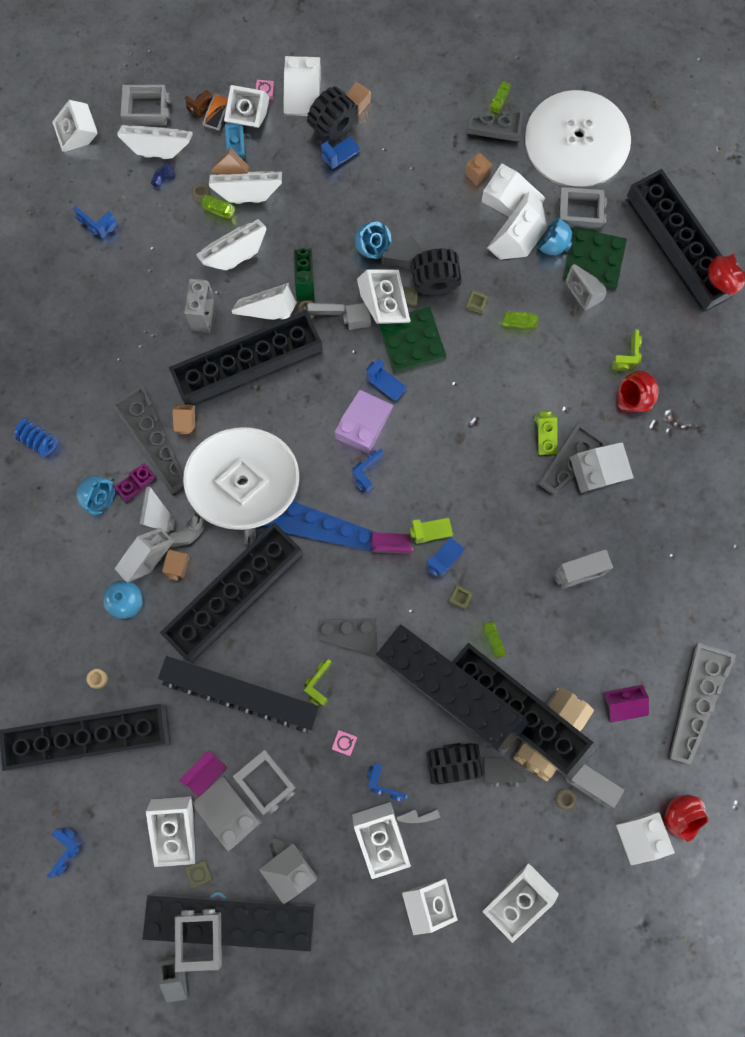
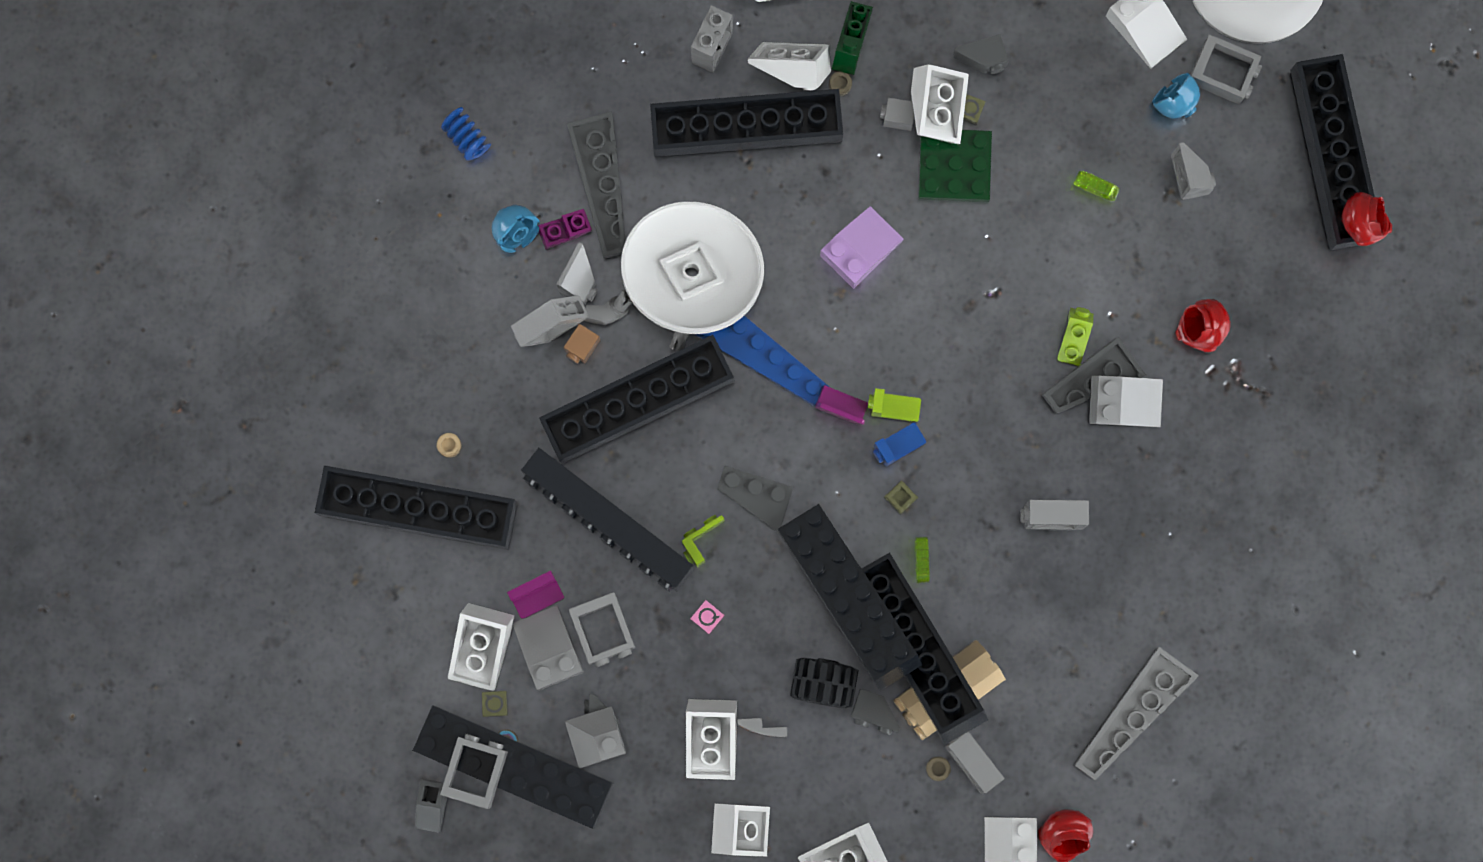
camera: 20 degrees right, 5 degrees up
(67, 838) = (361, 611): blue bracket -> none
(122, 599) = (507, 363): dark azure cylinder -> none
(184, 418) = (648, 171): medium nougat brick -> none
(324, 309) = (861, 92): light grey tile -> none
(362, 481) = (833, 318): blue bracket -> none
(372, 239) = (950, 24): dark azure cylinder -> none
(373, 775) = (728, 664): blue bracket -> none
(384, 381) = (903, 206): blue bracket -> none
(436, 271) = (1013, 92): black wheel -> none
(477, 301) = (1052, 144): olive tile -> none
(520, 230) = (1139, 71): white wedge -> none
(596, 254) = (1221, 136): dark green plate -> none
(626, 363) = (1203, 283): lime bracket -> none
(627, 703) = (1049, 686): magenta panel -> none

